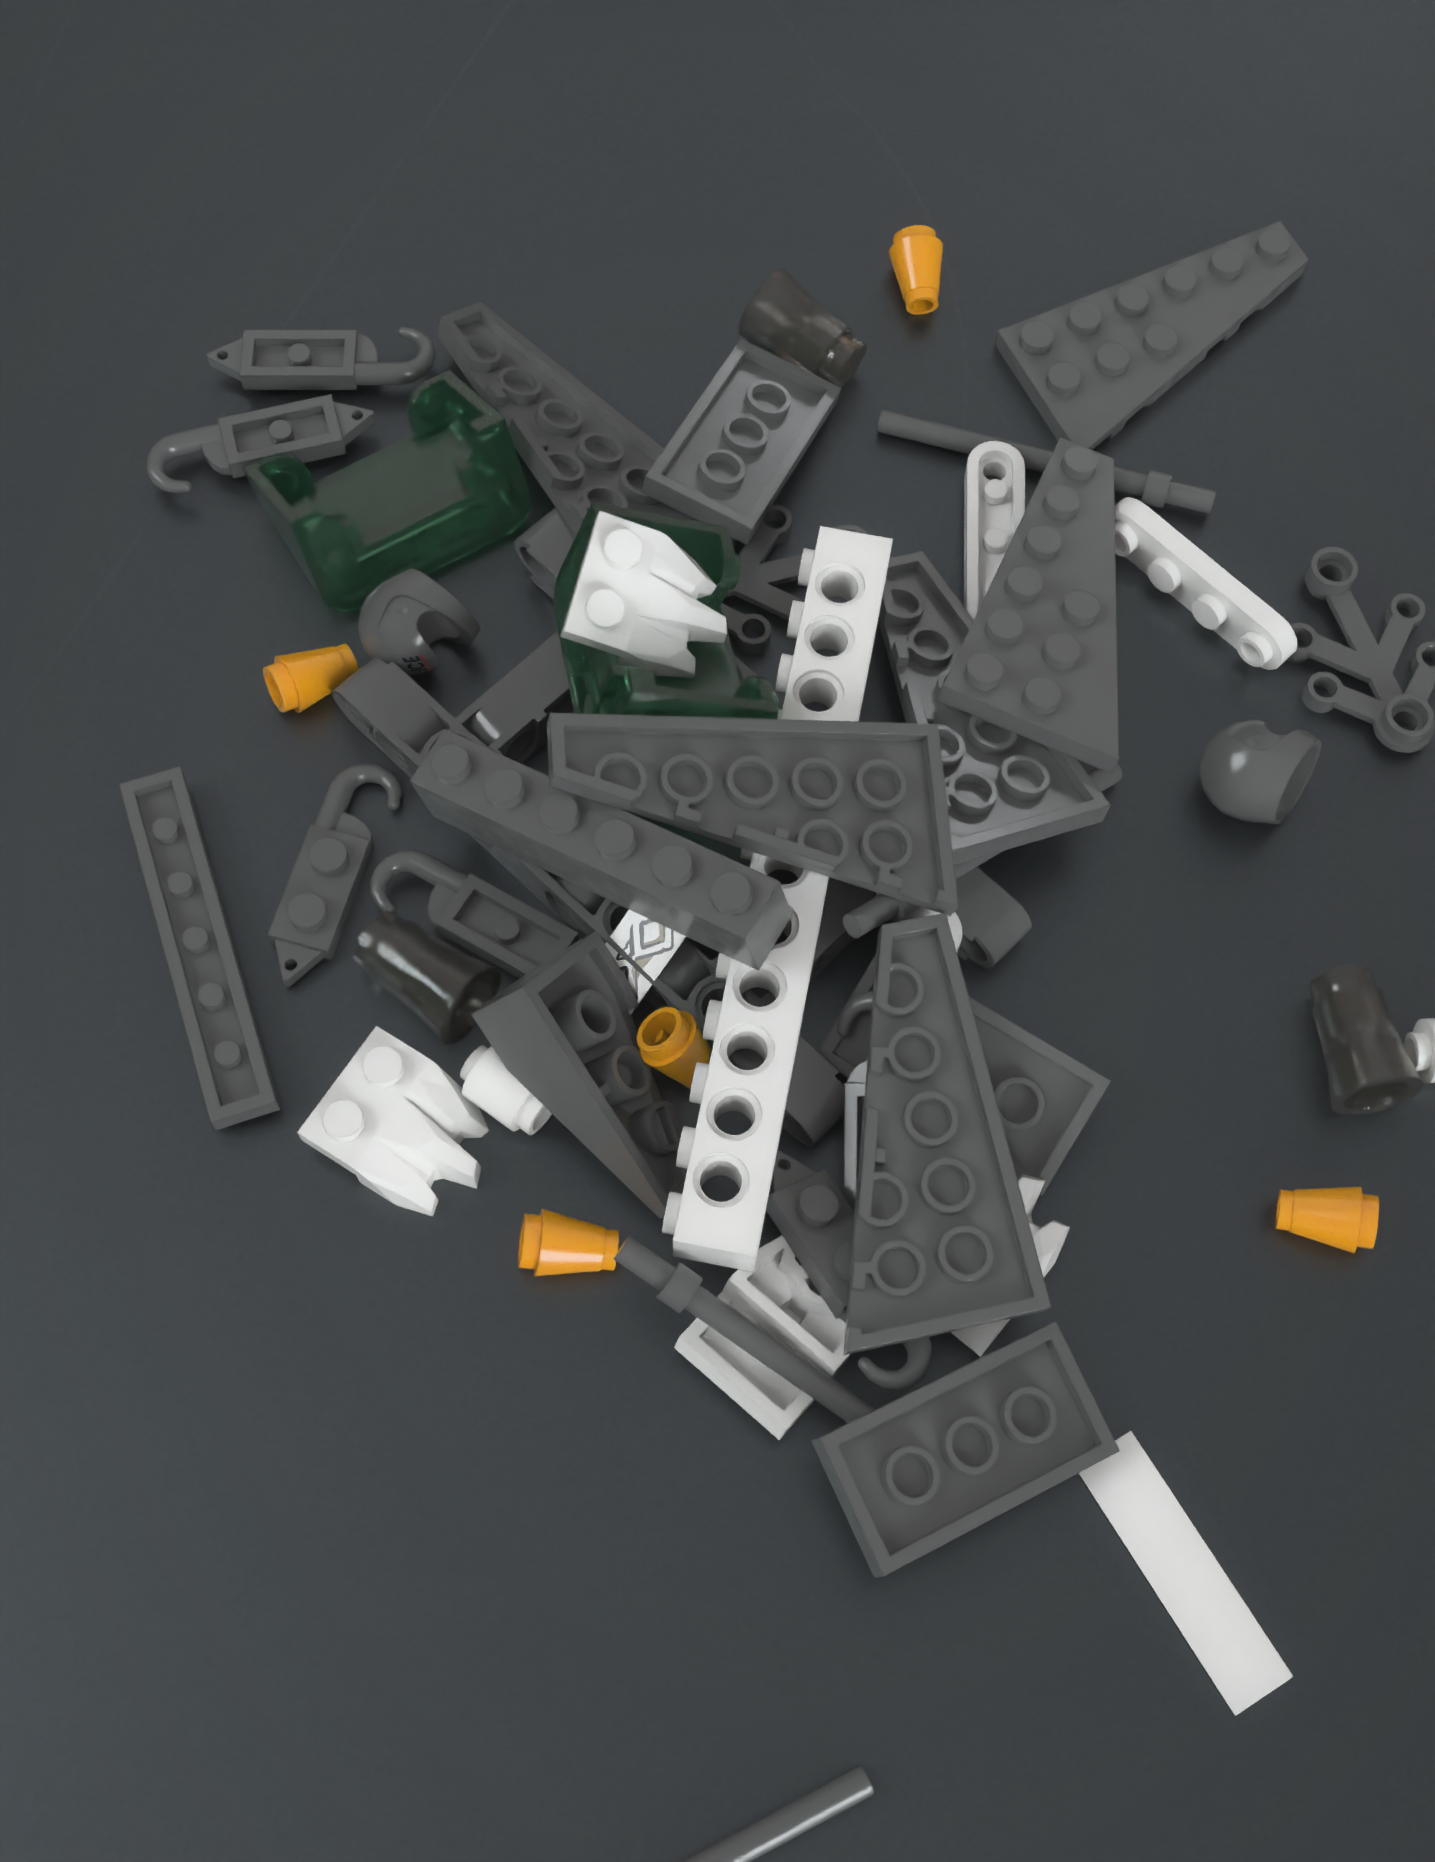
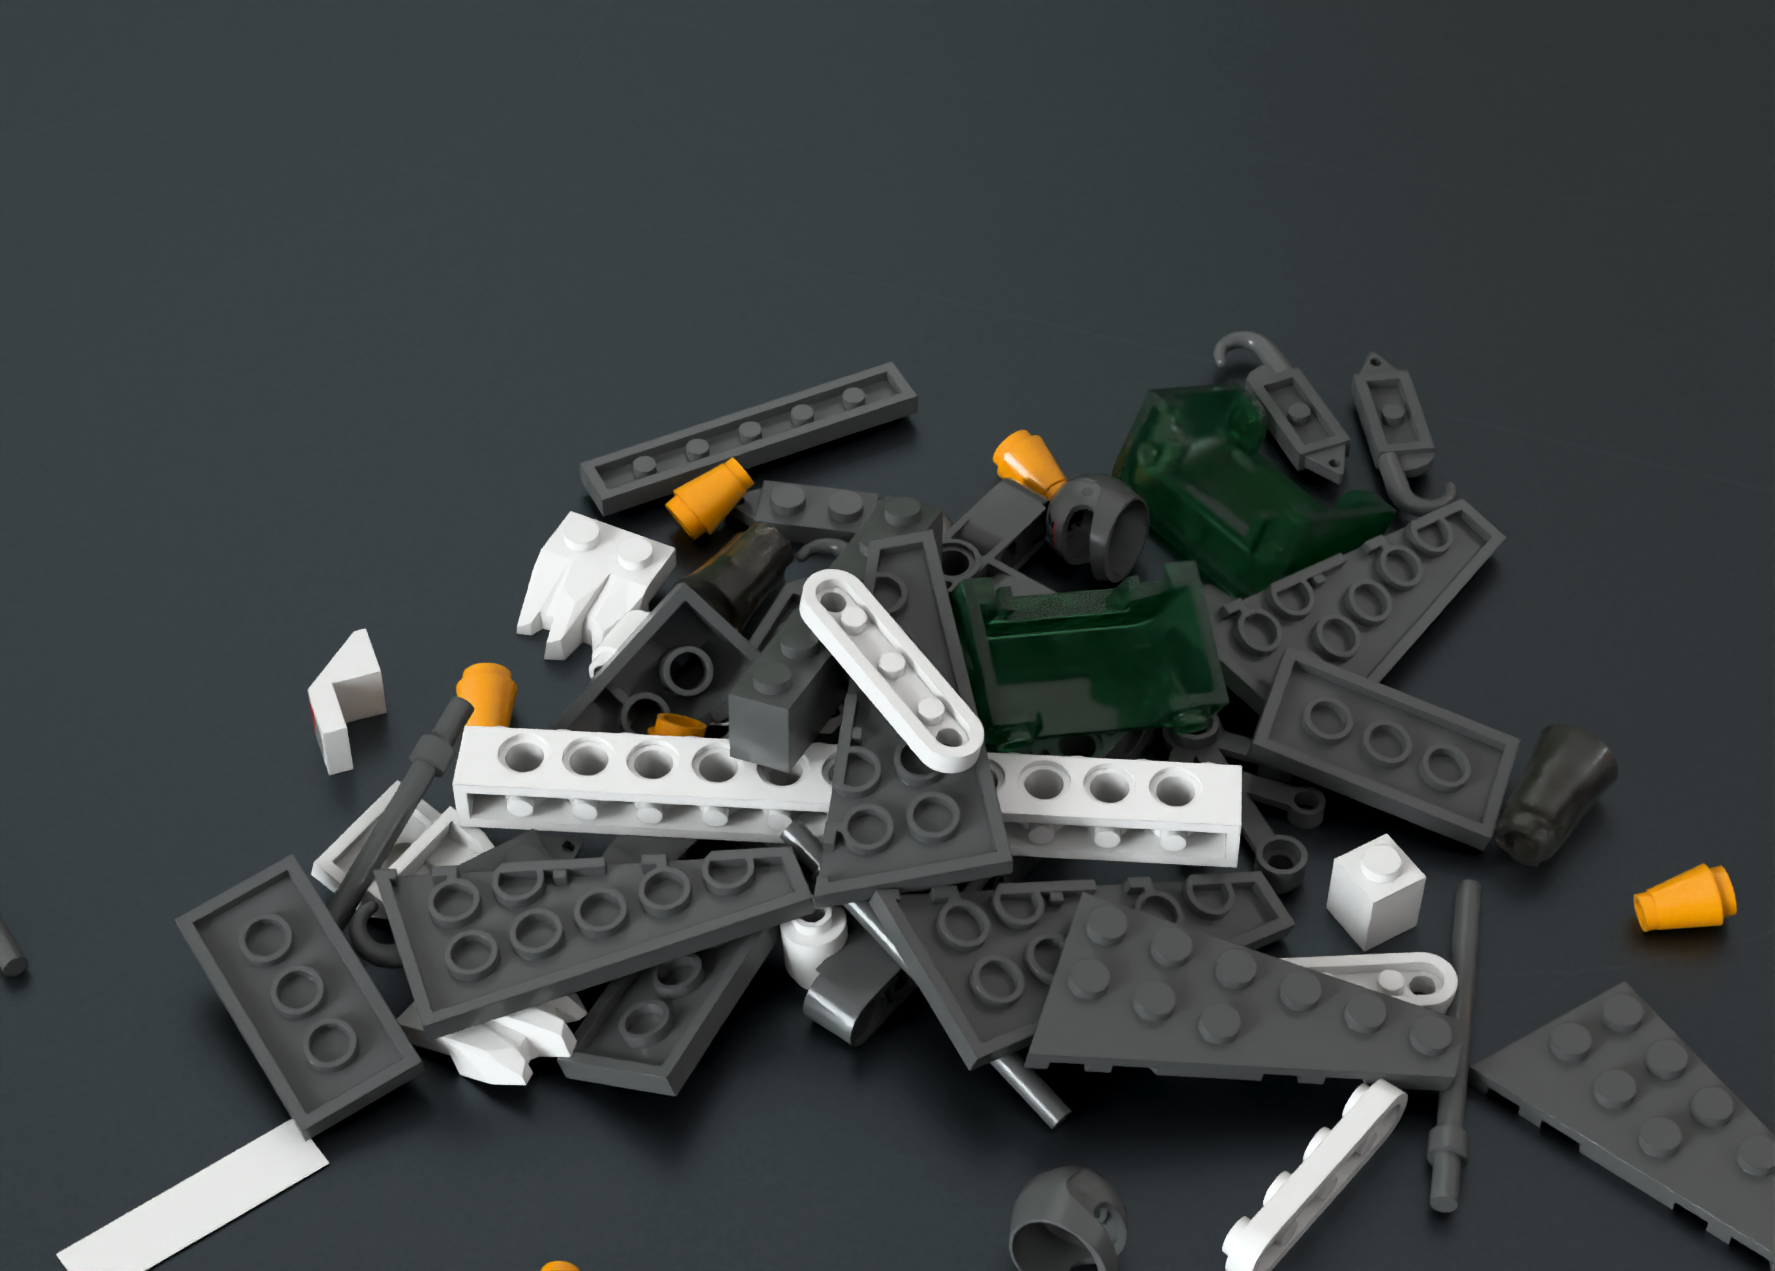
camera: 85 degrees right, 20 degrees down
(295, 988) = (709, 498): none -> light orange cone
(508, 1386) = (343, 693): none -> white slope
(641, 599) = (1107, 622): white plate -> none
(736, 779) = (891, 671): none -> white plate
(899, 481) = (1375, 892): none -> white brick

